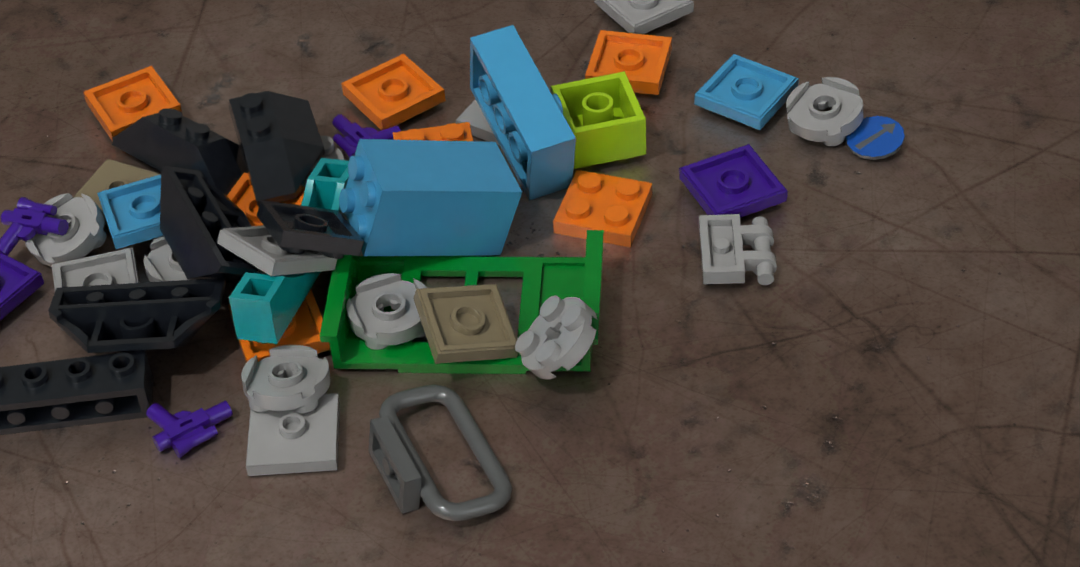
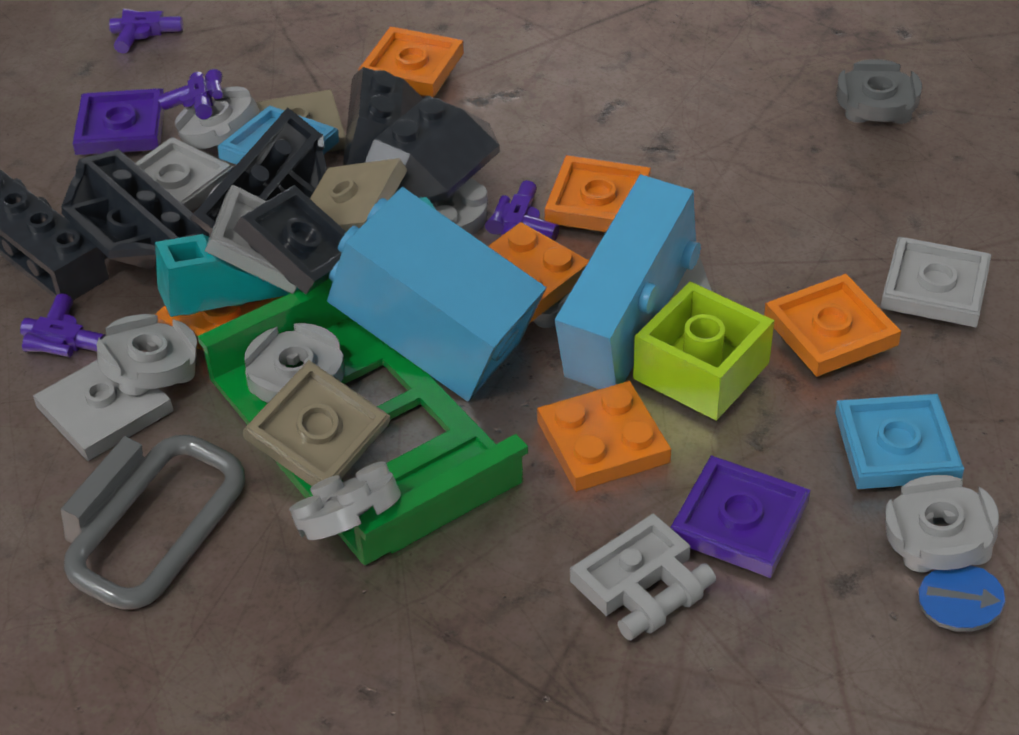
camera: 50 degrees right, 0 degrees up
(280, 179) = (352, 190): none -> dark tan plate

